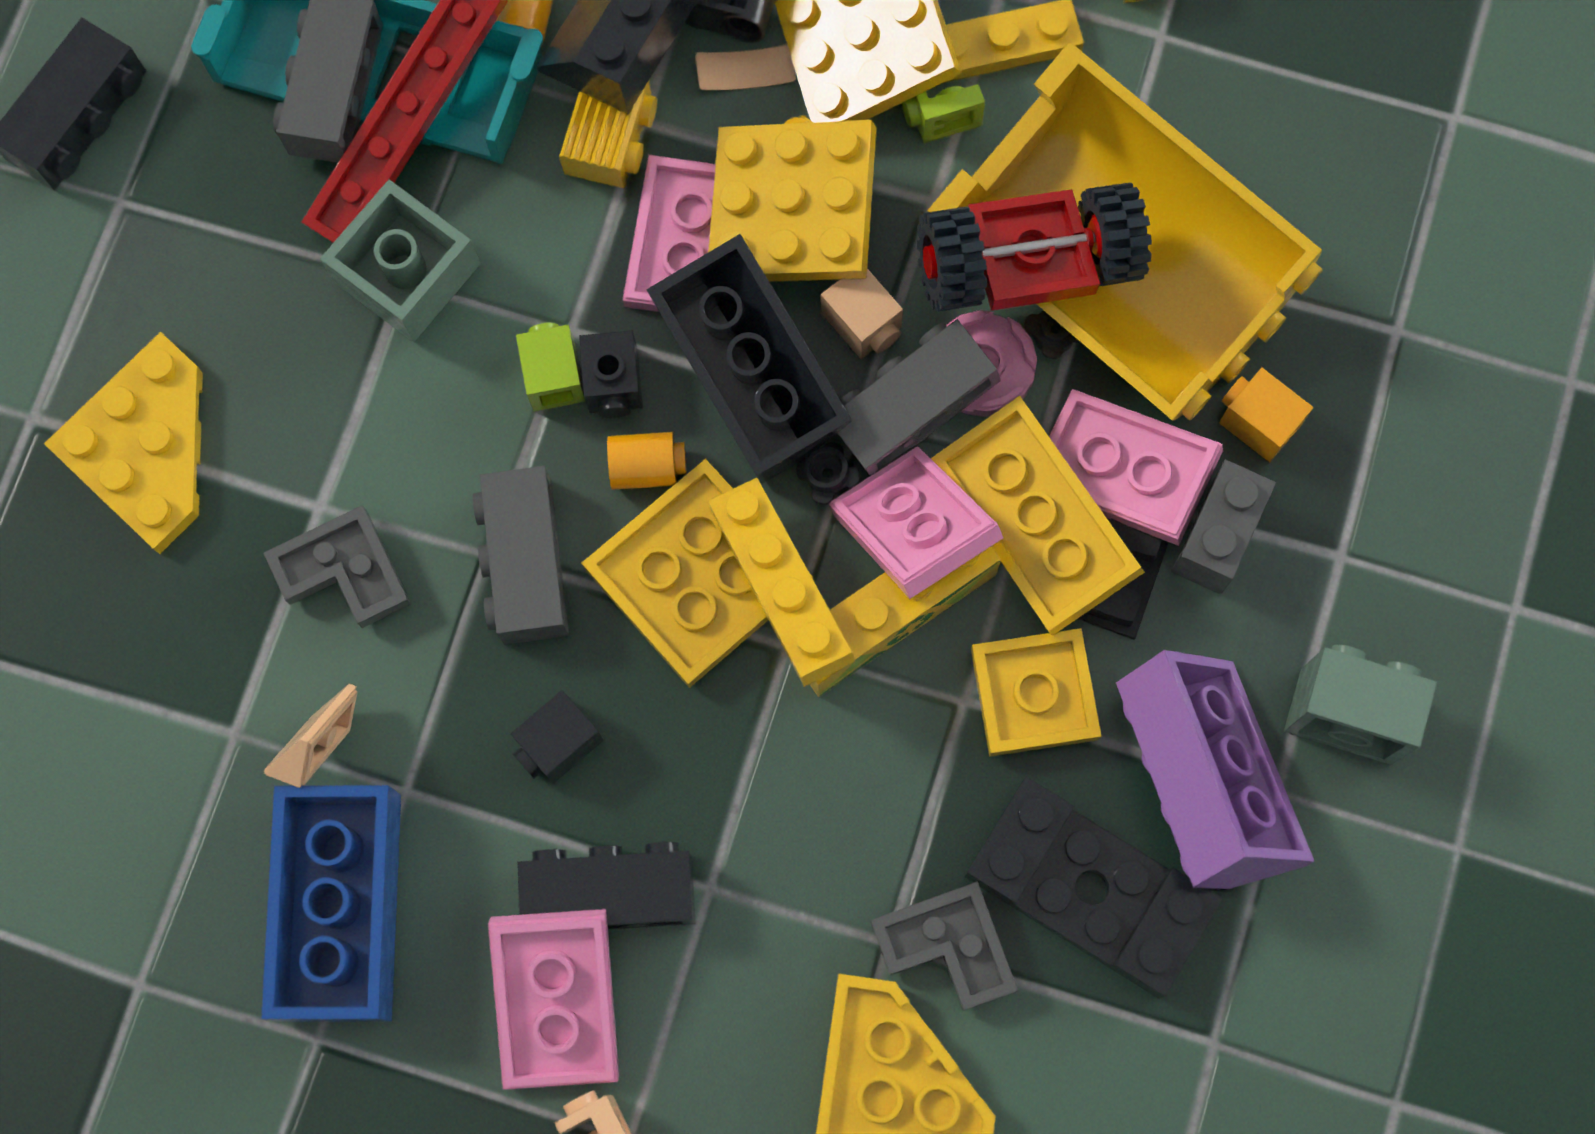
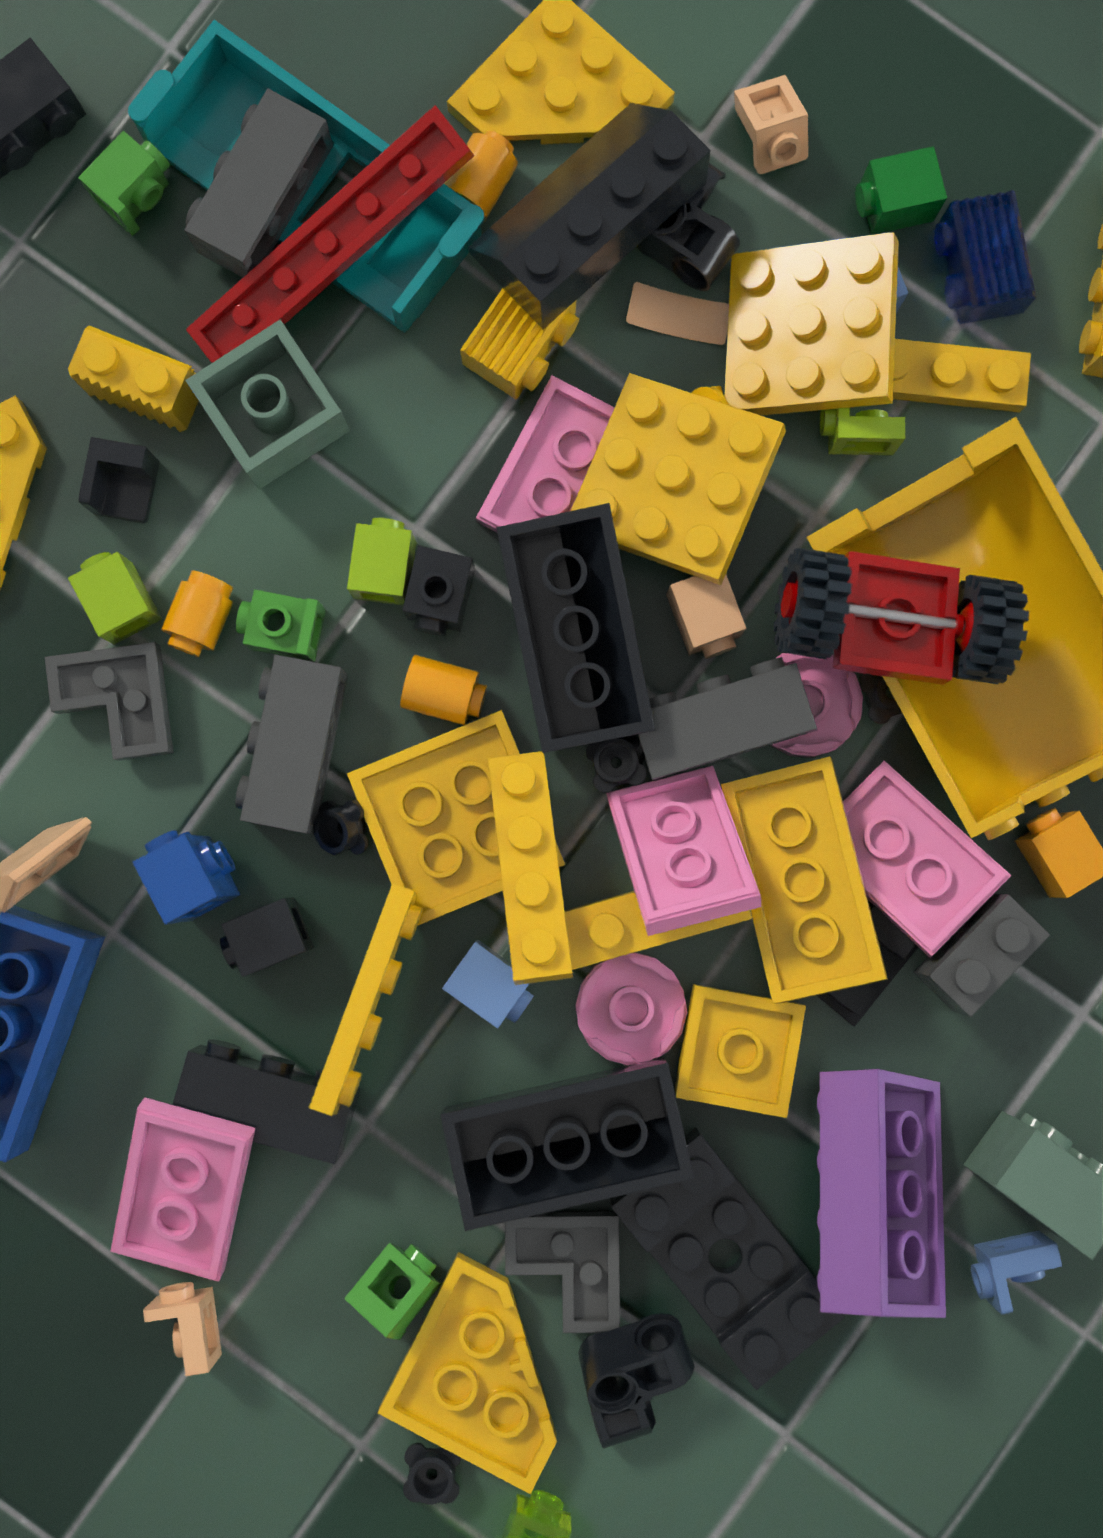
camera: 15 degrees right, 10 degrees up
(205, 113) = (126, 179): none -> bright green brick
(269, 279) = (134, 378): none -> yellow brick
(282, 374) = (118, 480): none -> black panel
(311, 478) = (114, 596): none -> lime brick
(394, 467) = (198, 613): none -> light orange brick
(465, 698) = (186, 875): none -> blue brick
(493, 454) = (297, 637): none -> bright green brick
(581, 620) = (341, 827): none -> black plate
(671, 775) = (359, 1024): none -> yellow plate
(778, 1009) = (374, 1292): none -> bright green brick
(780, 710) = (487, 986): none -> medium blue brick
(902, 821) = (566, 1143): none -> black slope
(921, 691) = (631, 1008): none -> bright pink tile
(1053, 1001) = (628, 1369): none -> black piece
(1367, 793) = (1015, 1257): none -> medium blue bracket

